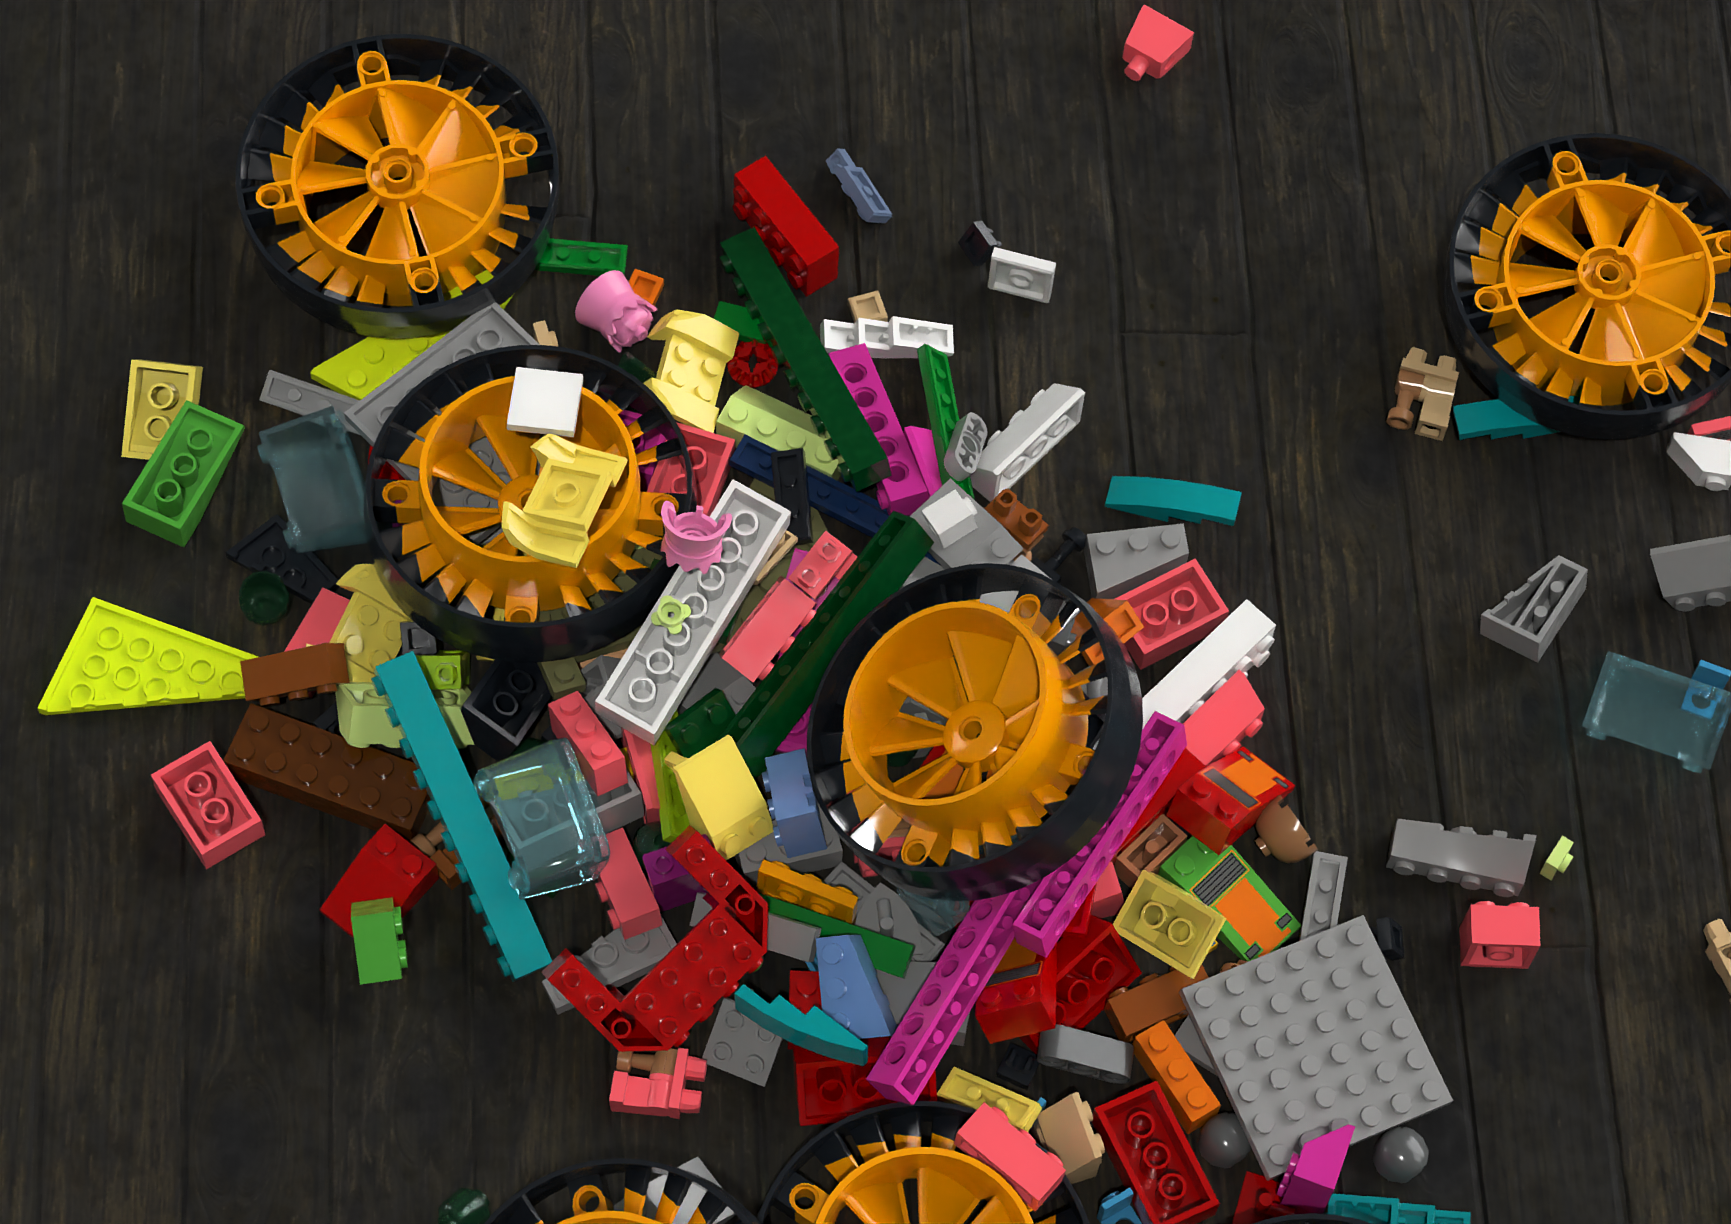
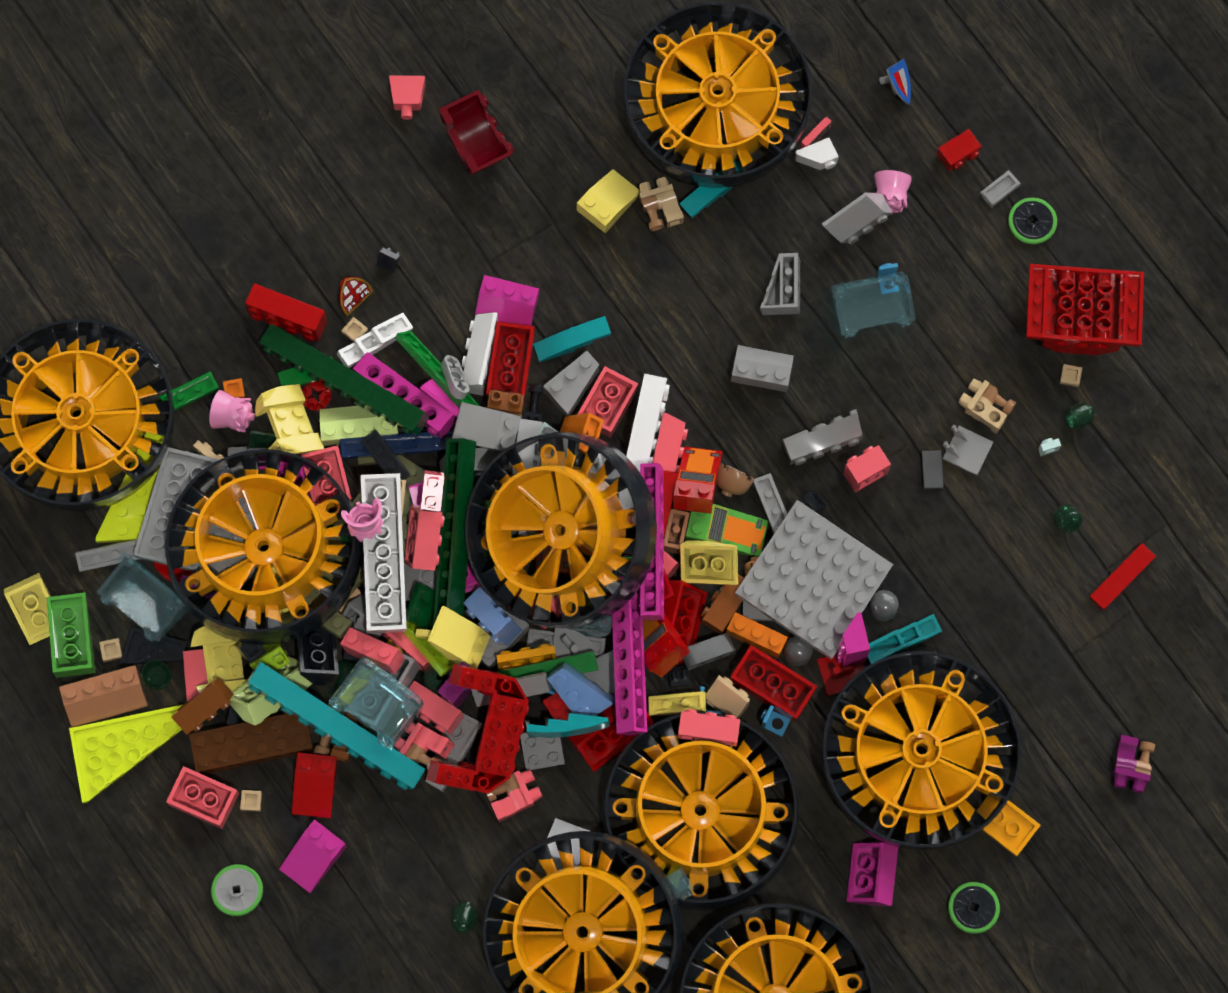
camera: 30 degrees left, 10 degrees up
(163, 989) = (238, 903): none -> light grey wheel
(171, 583) = (103, 696): none -> nougat slope
(227, 529) = (111, 650): none -> tan tile
(275, 855) = (251, 800): none -> tan tile
(307, 986) = (312, 856): none -> dark pink slope
(376, 940) = (335, 813): bright green brick -> none
(545, 402) = (243, 494): white tile -> none
(562, 501) = (288, 541): light yellow piece -> none
(571, 920) = (420, 741): none -> coral hips
(668, 605) = (372, 560): yellowish green plate -> none
(858, 187) = (307, 266): sand blue hinge -> none
(898, 256) = (353, 292): none -> shield
(951, 518) = (477, 424): white brick -> none
(1021, 275) = (422, 265): white tile -> none
(1067, 471) = (511, 358): none -> red brick
(1117, 398) = (511, 300): none -> dark pink slope
(1215, 140) = (474, 133): none -> dark red cylinder
(1349, 345) = (607, 200): none -> light yellow slope
(1429, 705) = (762, 368): none -> light grey slope
(1558, 859) = (870, 410): yellowish green plate -> none
(1601, 1002) = (932, 469): none -> dark grey tile
(1674, 1004) = (967, 449): none -> light grey plate

